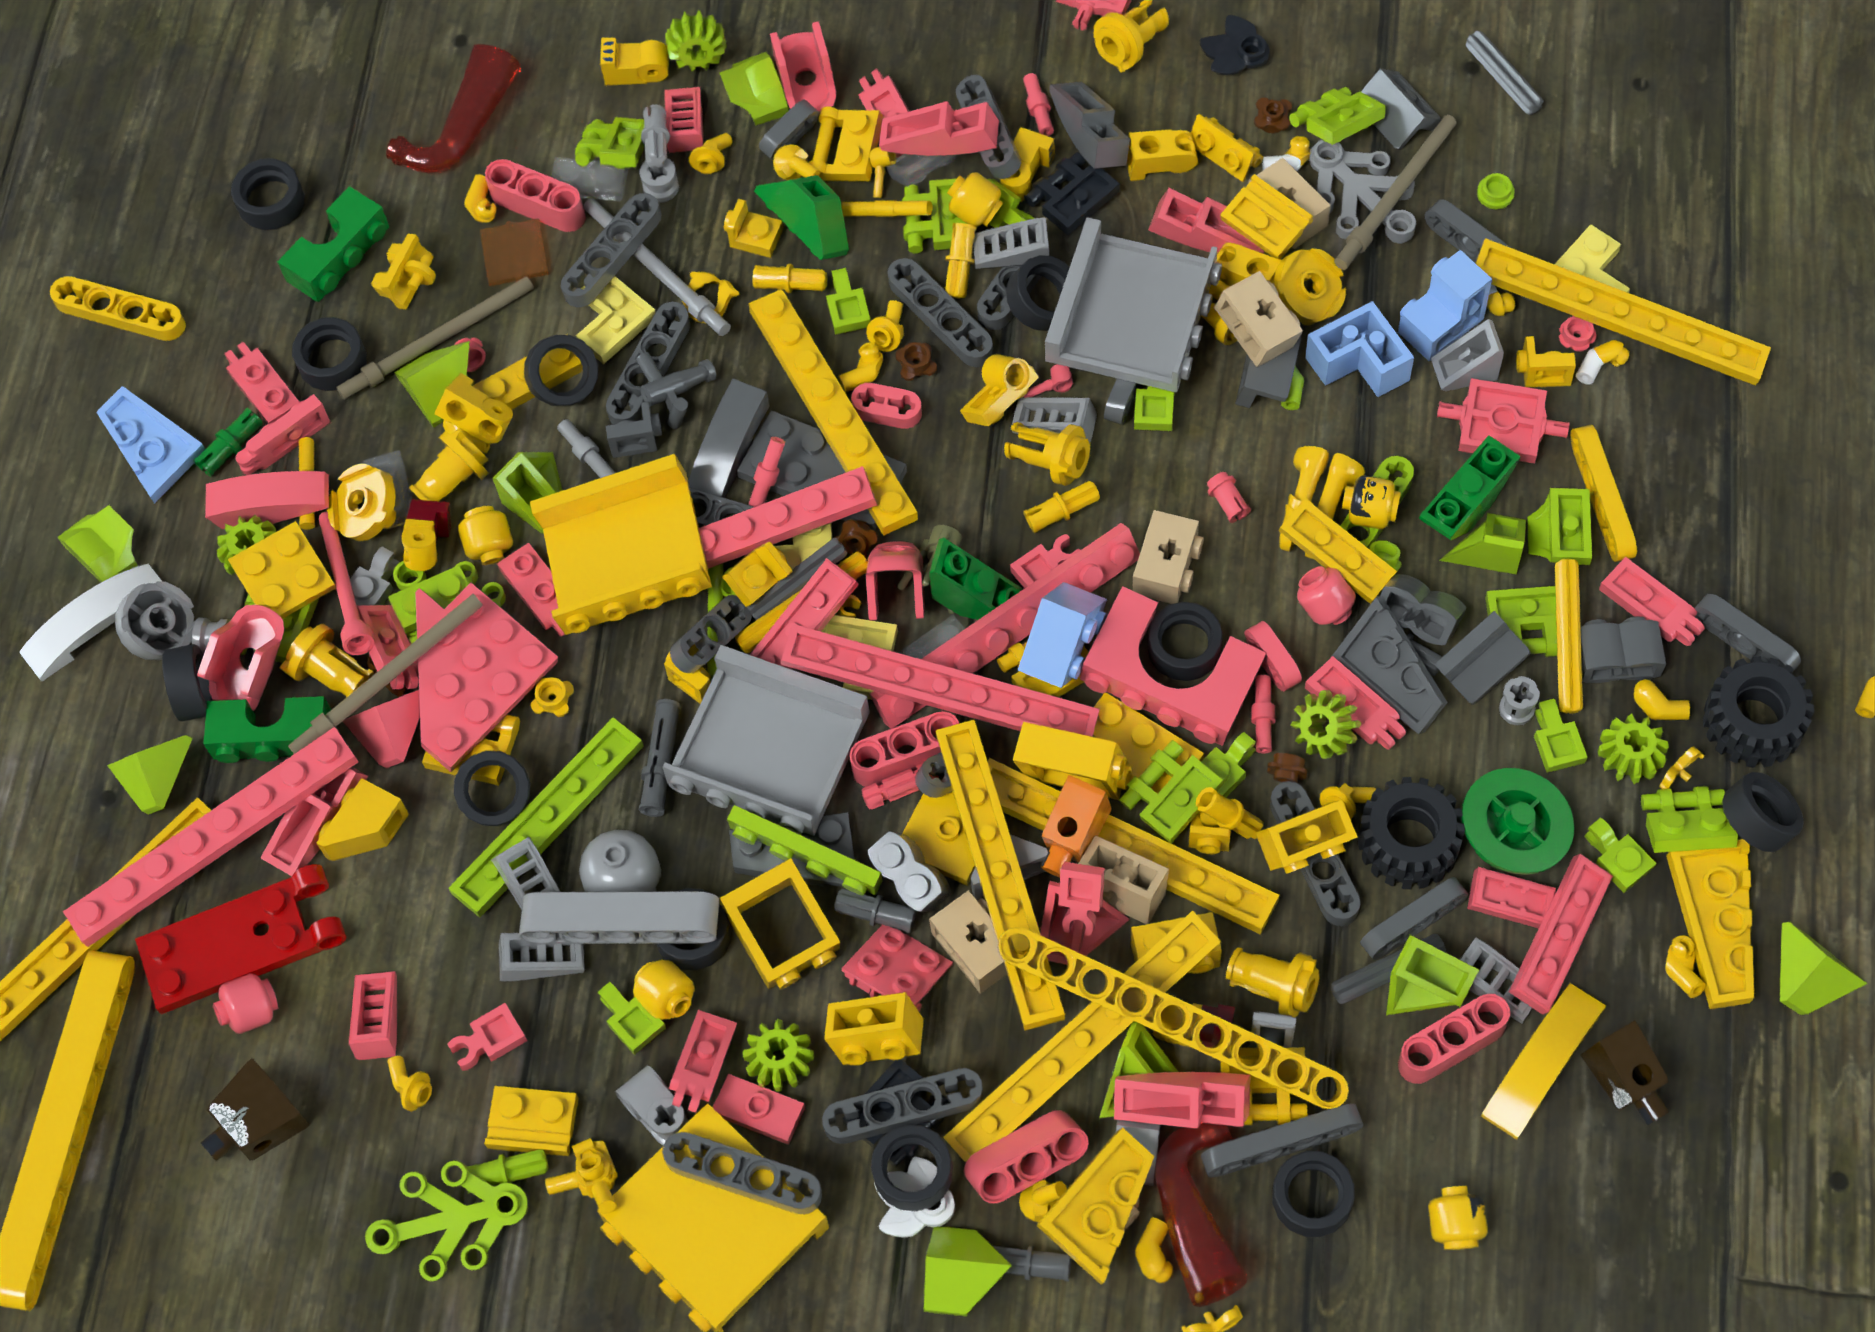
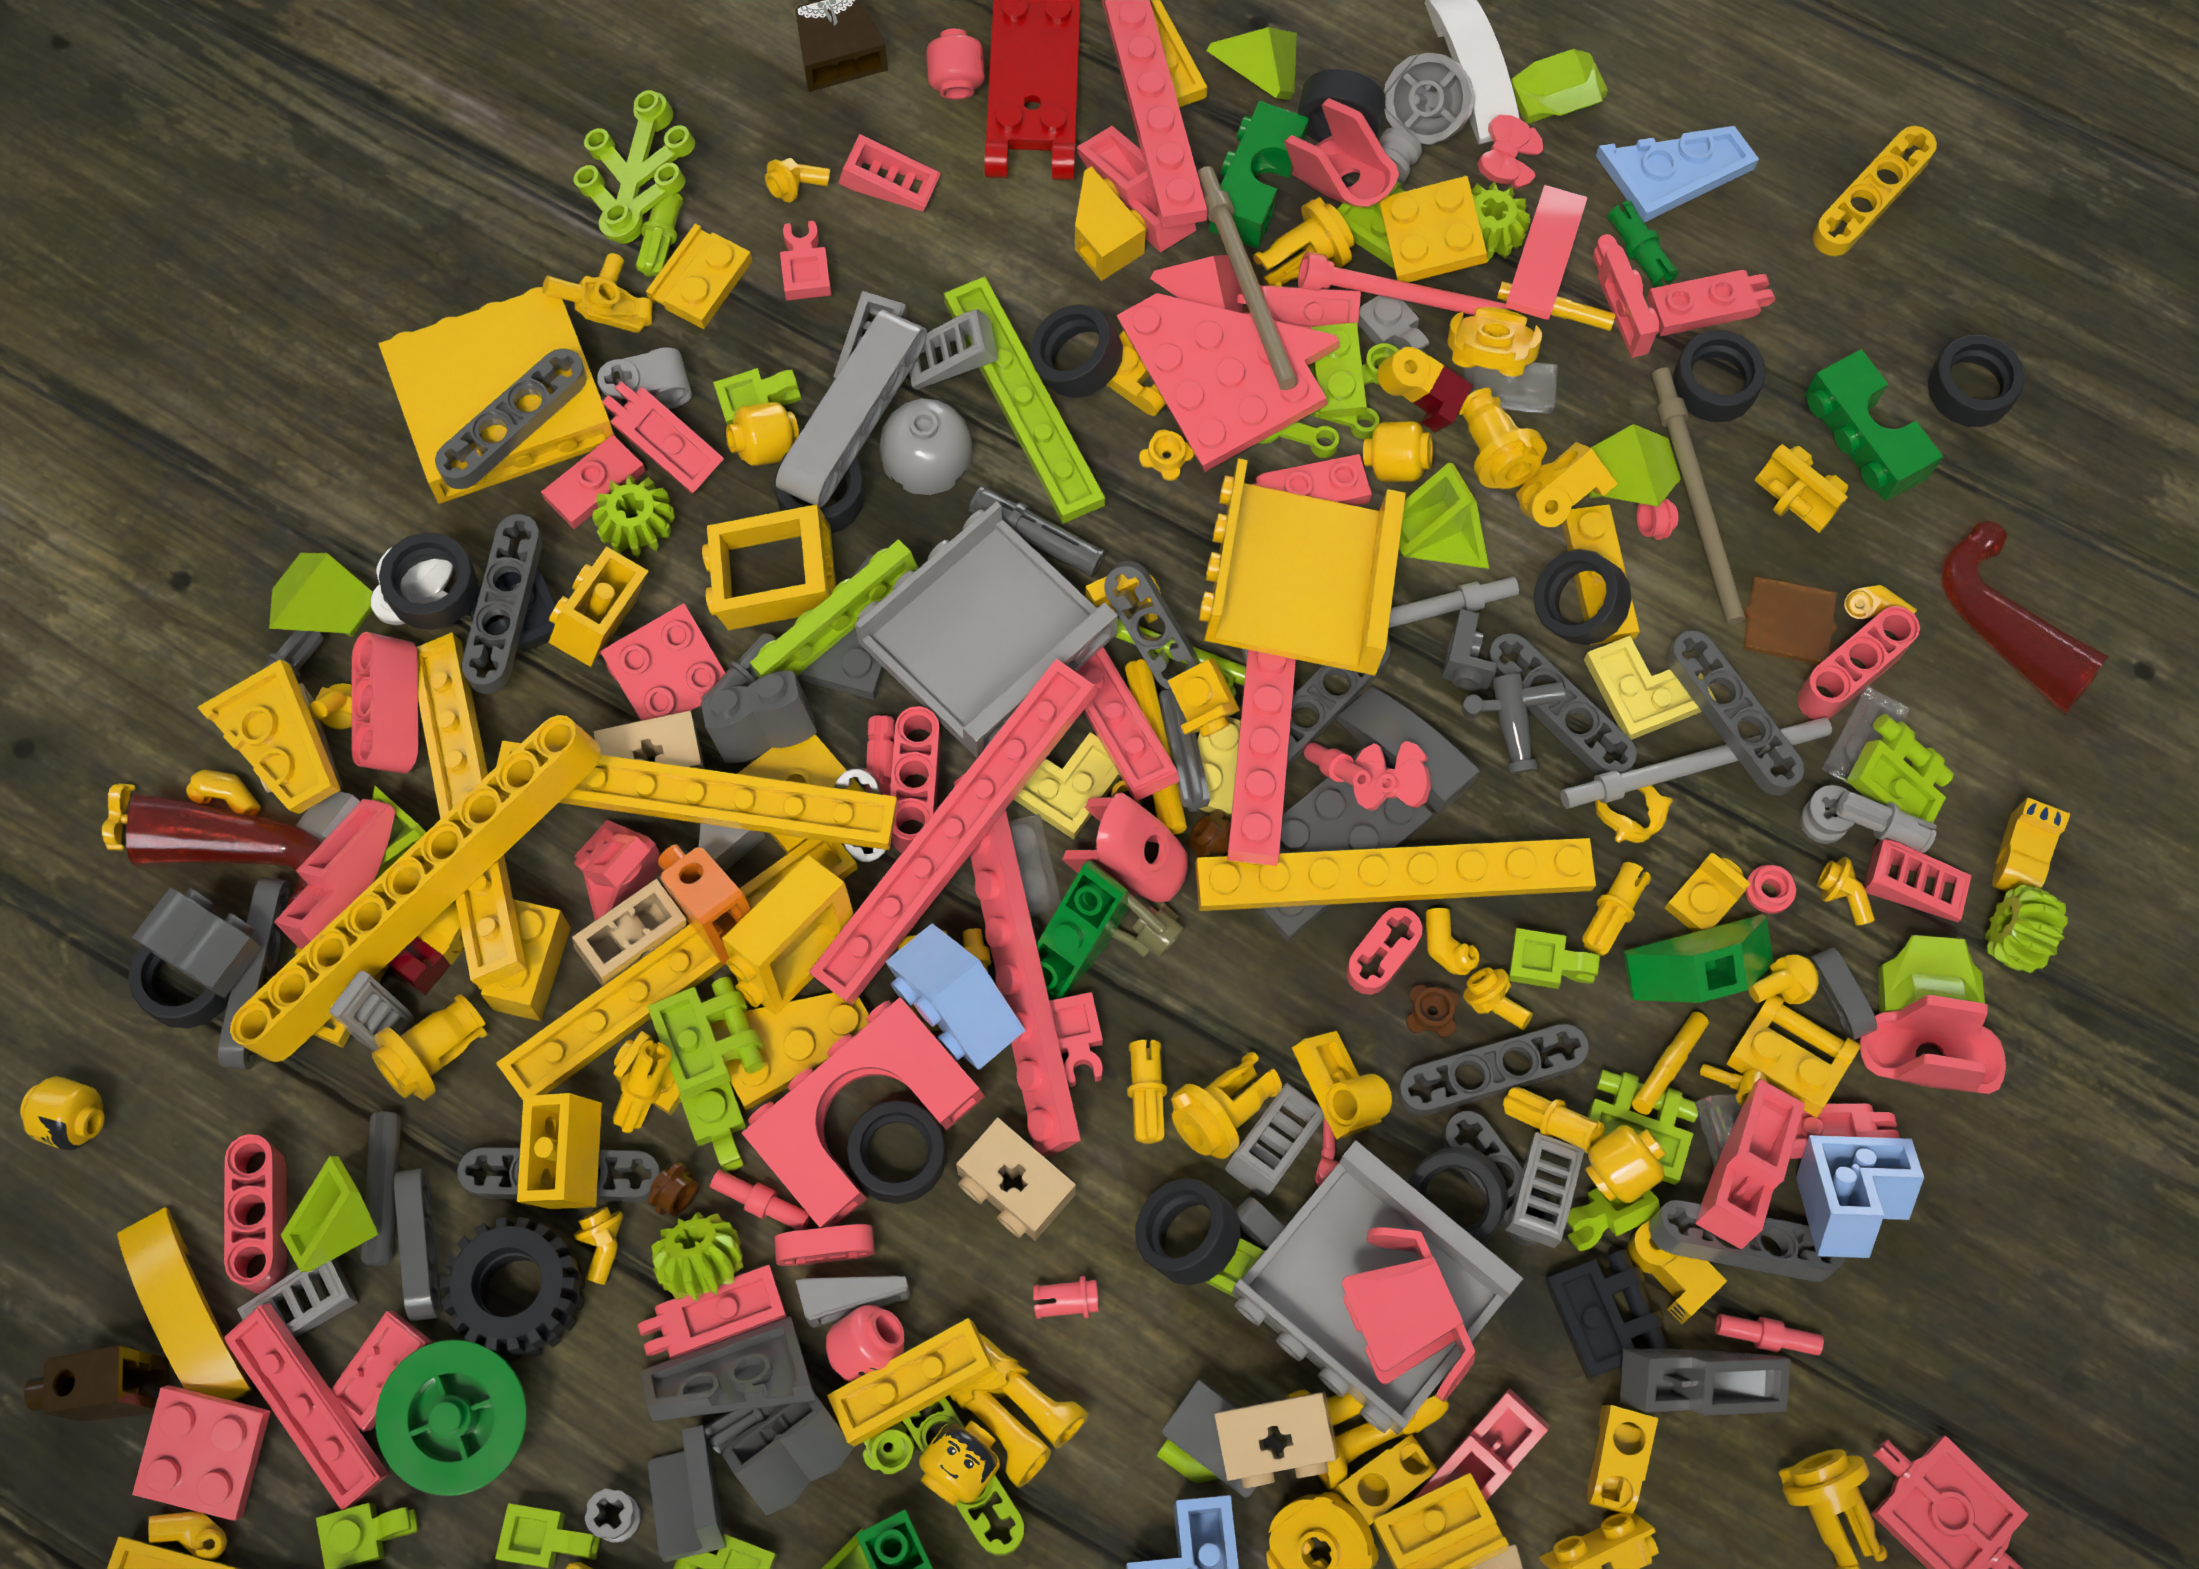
camera: 105 degrees right, 5 degrees up
(161, 565) = (1510, 138): none -> coral piece
(726, 189) = (1780, 880): none -> coral plate
(762, 417) = (1408, 781): none -> coral piece
(925, 77) = (1853, 1187): none -> light blue brick
(1147, 265) = (1406, 1311): none -> coral piece
(1177, 431) = (1161, 1211): none -> black tyre
(1287, 1170) = (197, 941): none -> dark grey brick
(1305, 631) = (834, 1298): none -> light grey slope
(1629, 984) = (201, 1452): none -> coral plate

